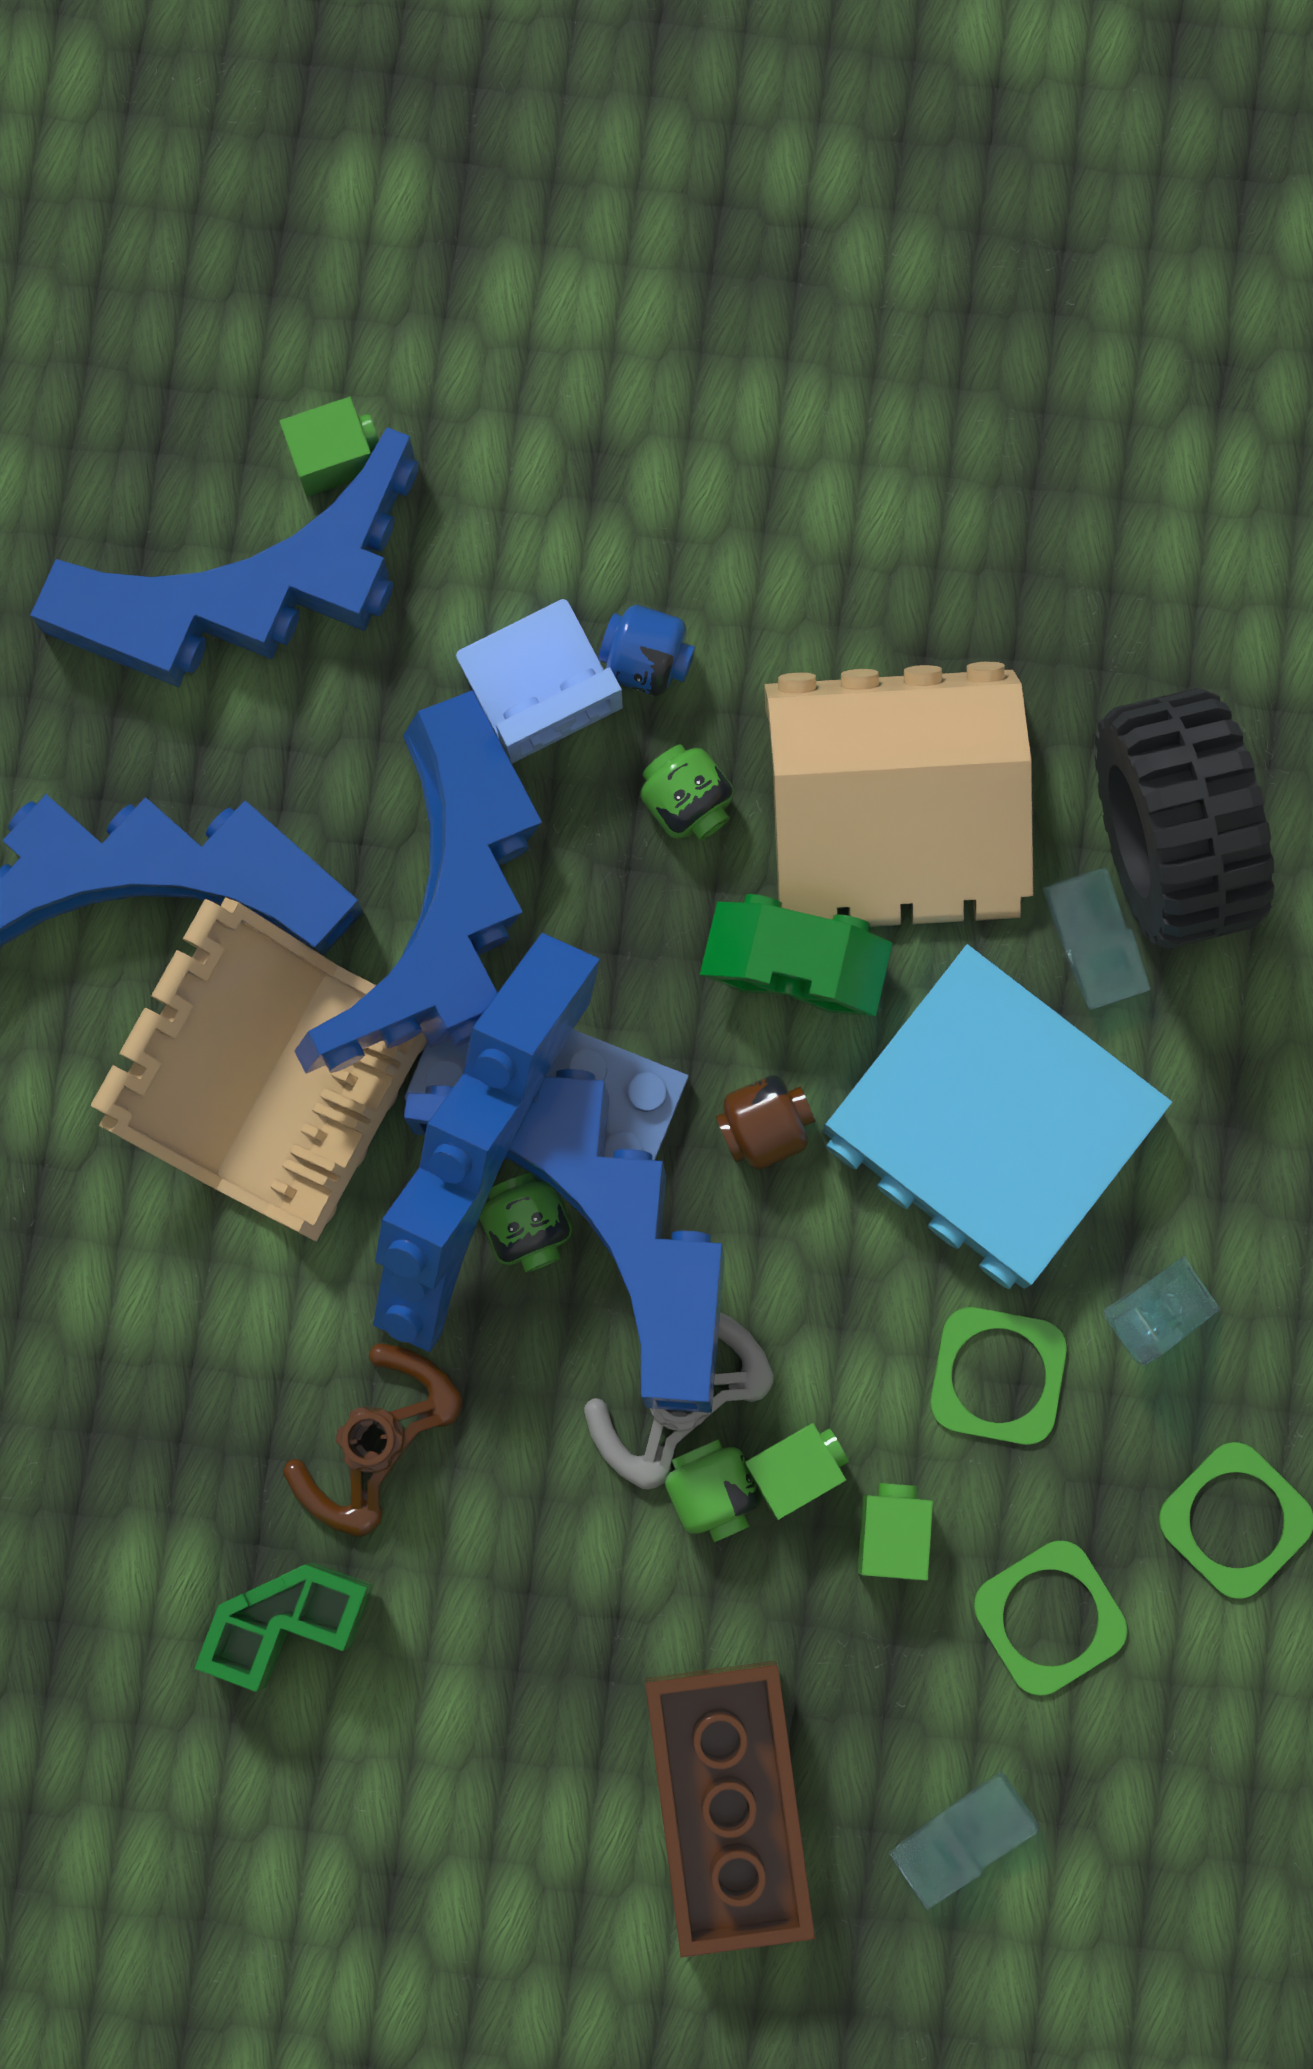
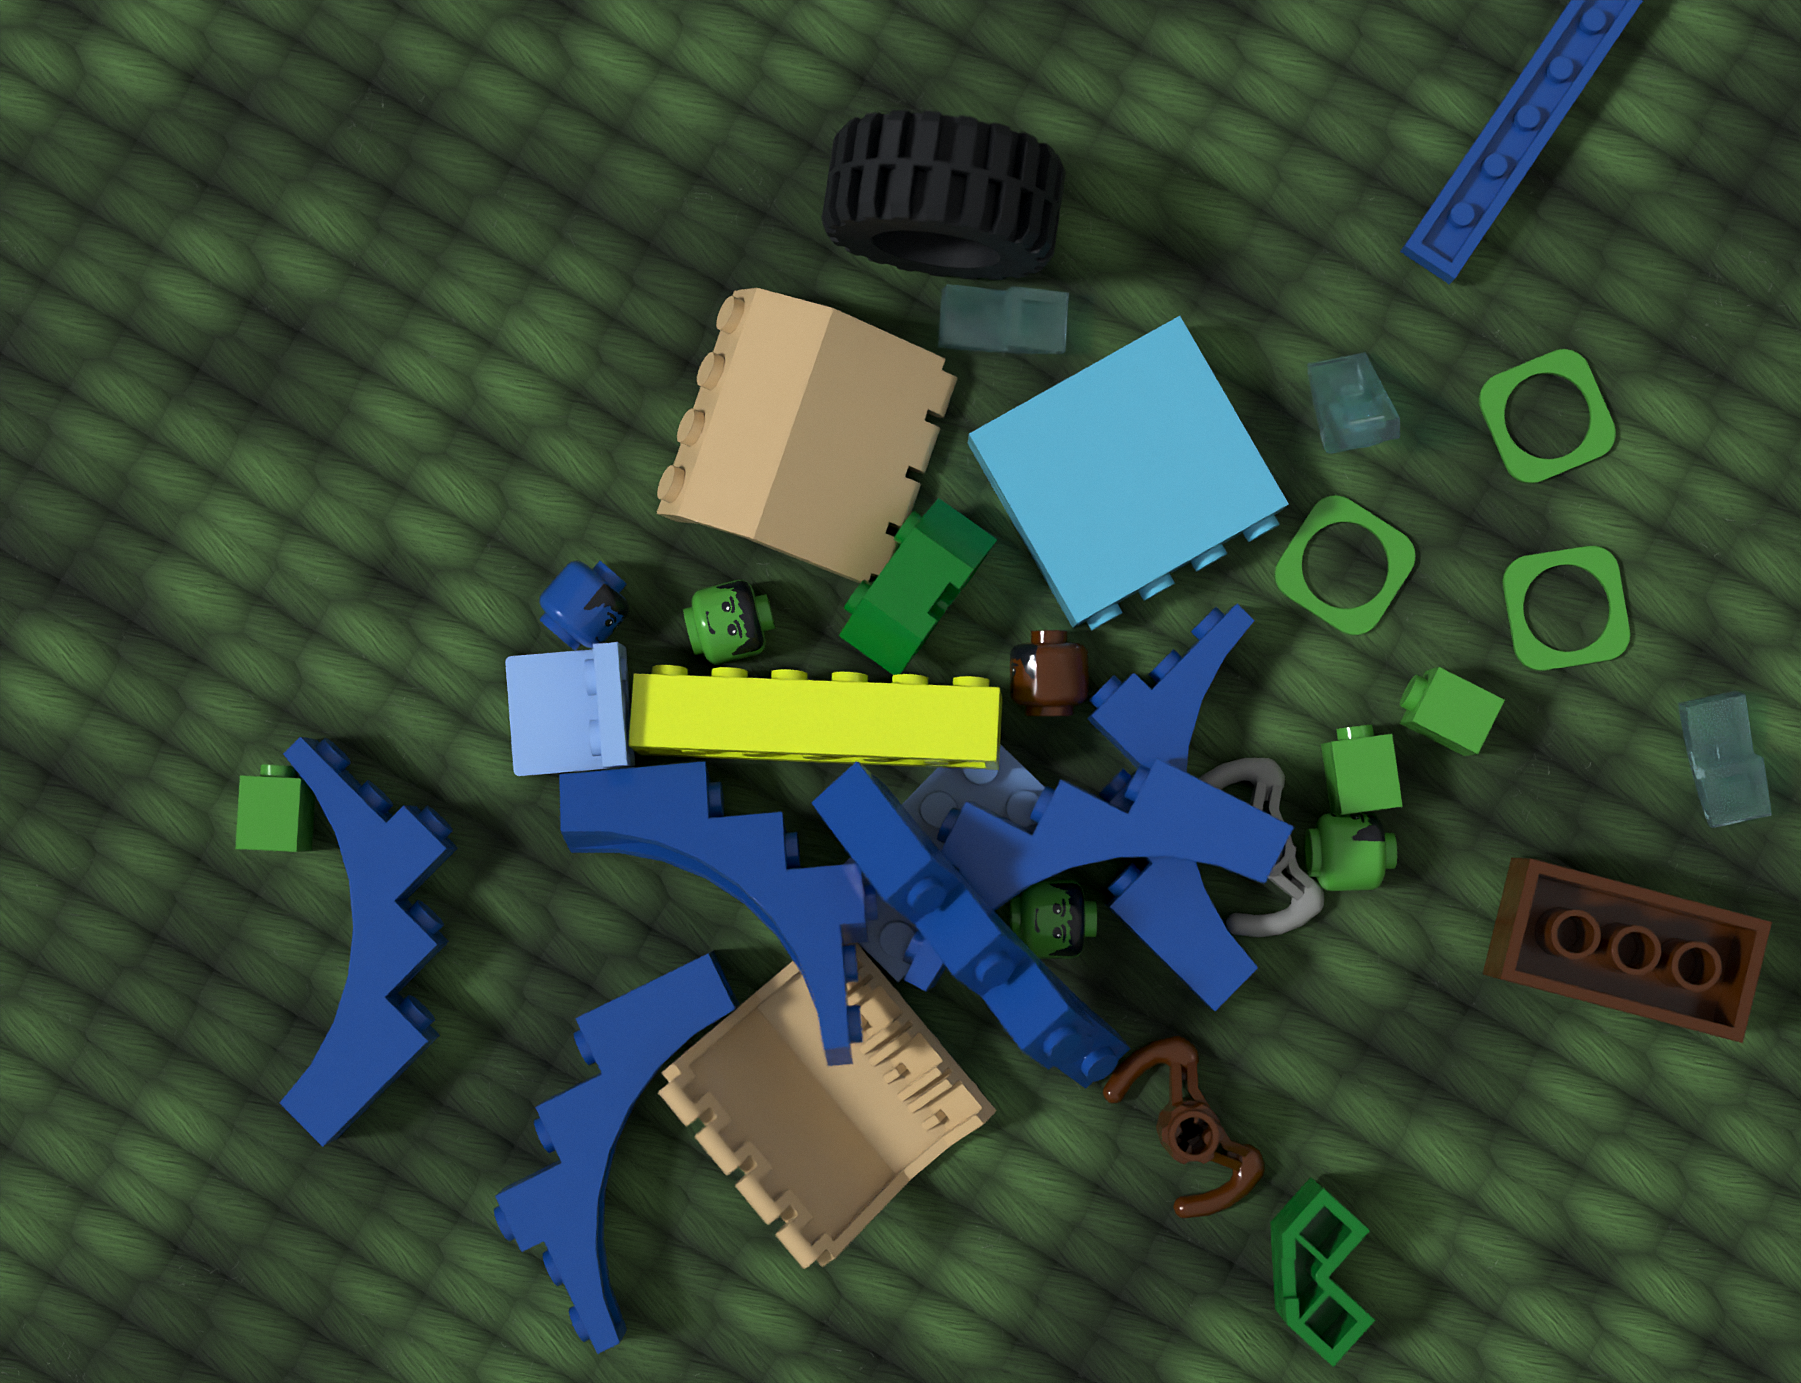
camera: 65 degrees left, 5 degrees up
(591, 1325) = (1167, 897): none -> blue arch
(627, 915) = (816, 719): none -> neon yellow brick

